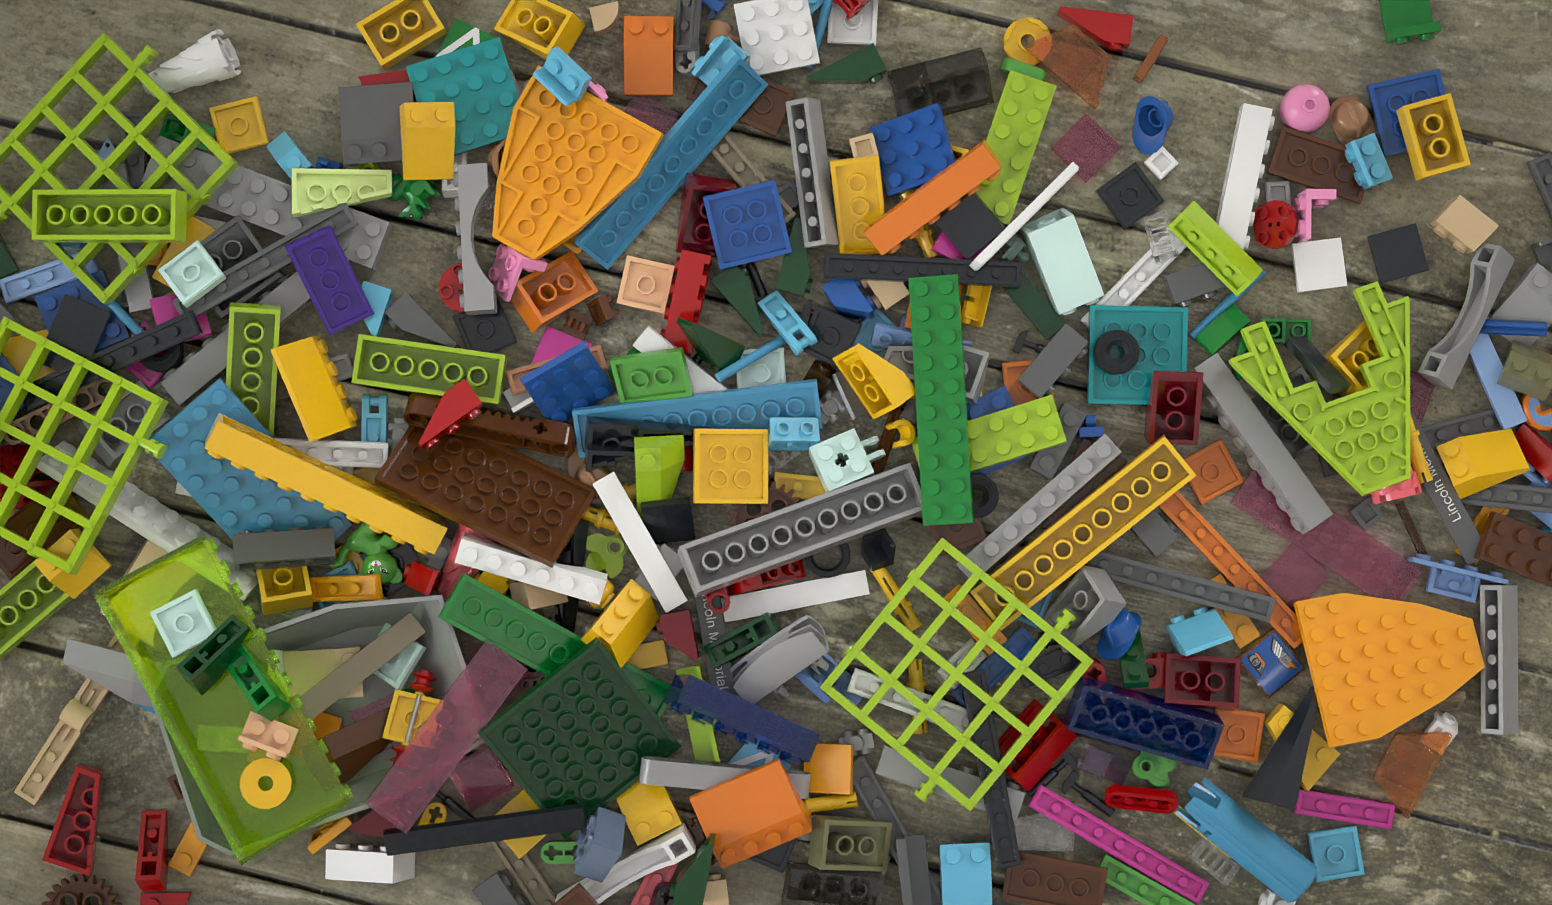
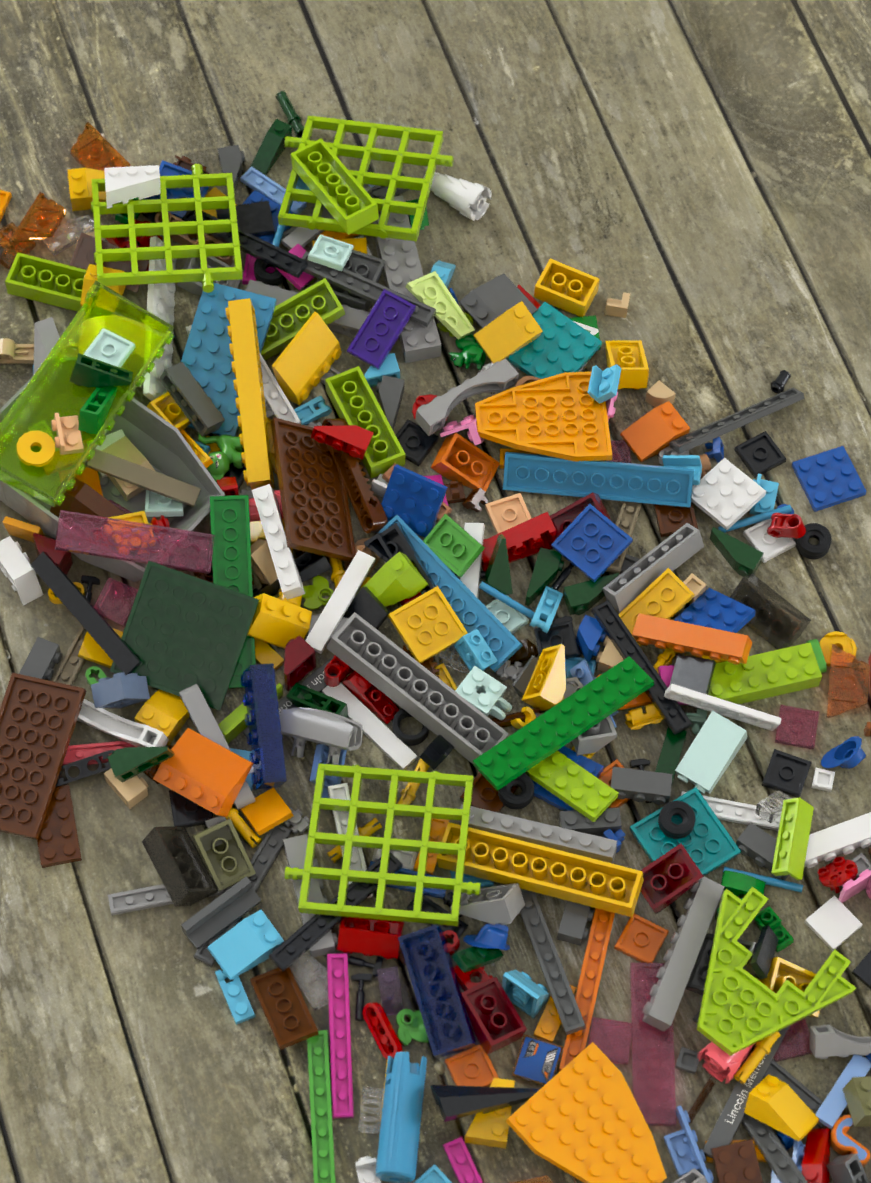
camera: 55 degrees right, 25 degrees down
(239, 125) = (440, 239): yellow tile -> none

